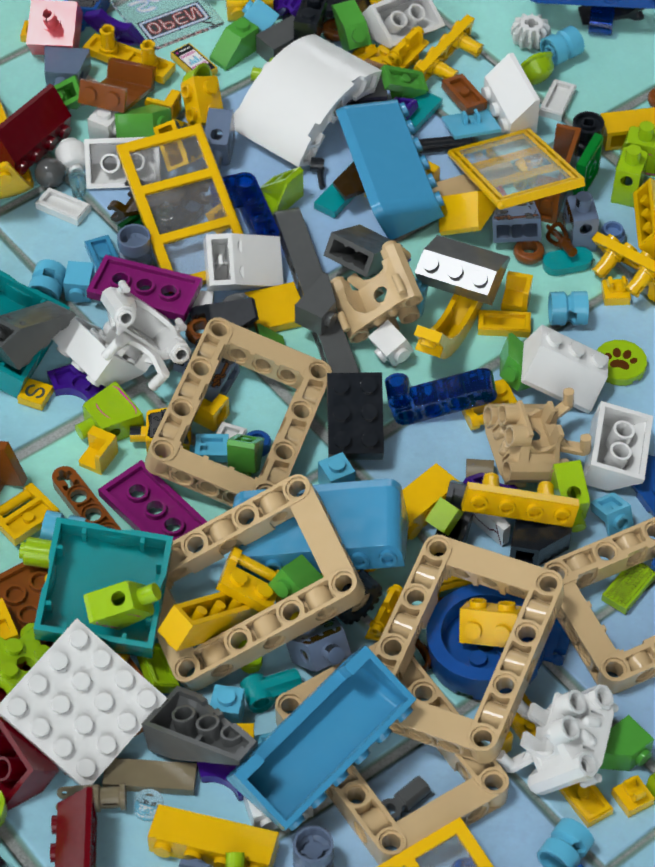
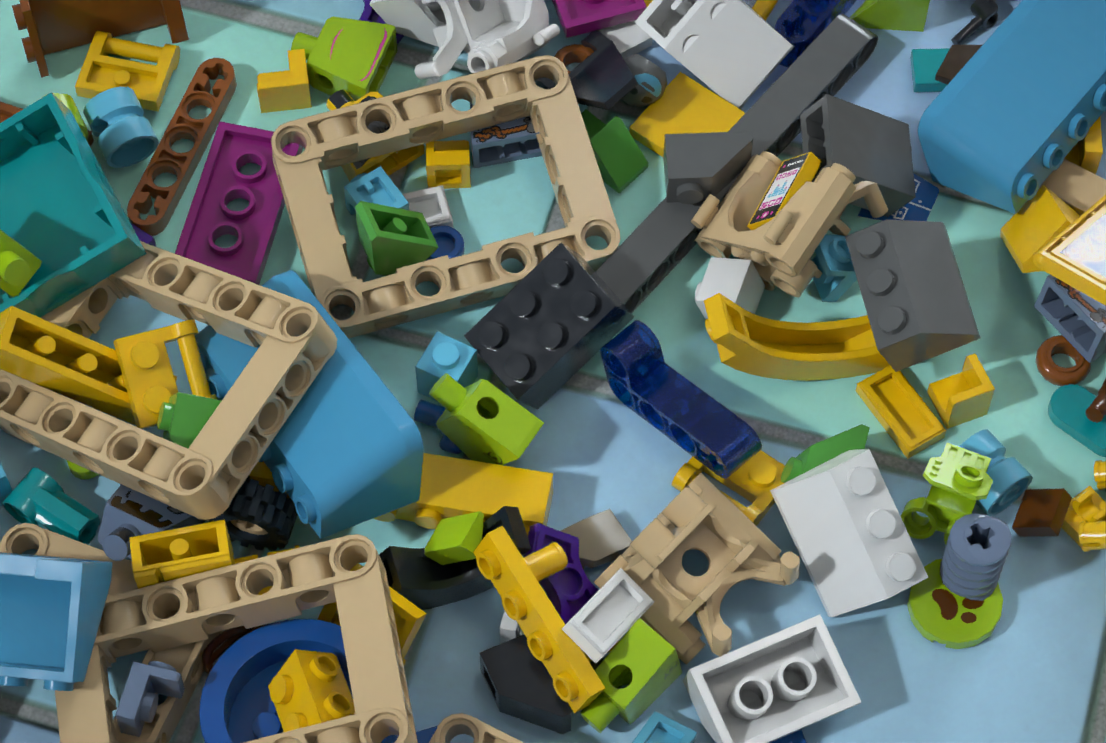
camera: 55 degrees right, 10 degrees up
(366, 283) = (786, 182): none -> tile
(368, 623) = (180, 552): none -> yellow brick
(391, 462) = (484, 420): none -> lime torso
(427, 689) = (139, 699): none -> sand blue bracket
(541, 476) = (608, 615): none -> white tile
(574, 326) = (957, 483): none -> lime piece
(603, 303) = (1041, 512): none -> reddish brown tile
(615, 329) = (975, 555): none -> sand blue piece

